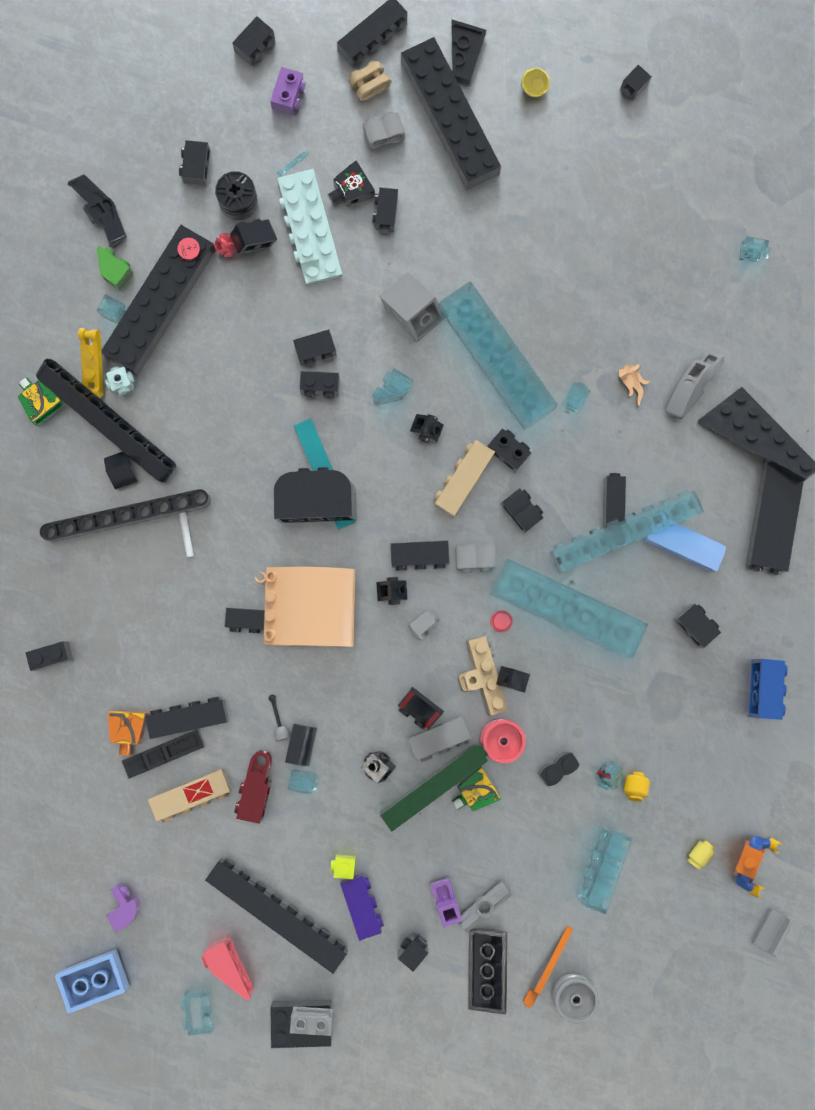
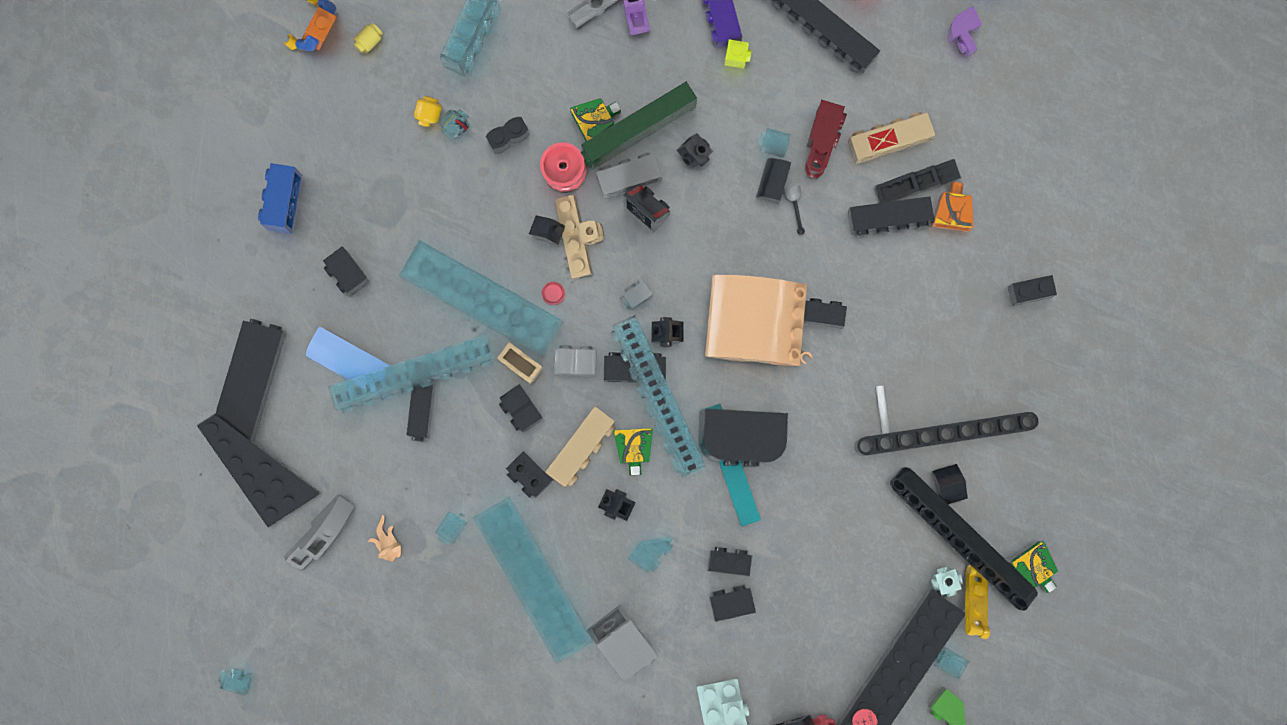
camera: 170 degrees left, 0 degrees up
(396, 529) = (658, 395): none -> clear light blue brick
(415, 482) = (634, 447): none -> torso
(527, 550) = (520, 363): none -> tan brick

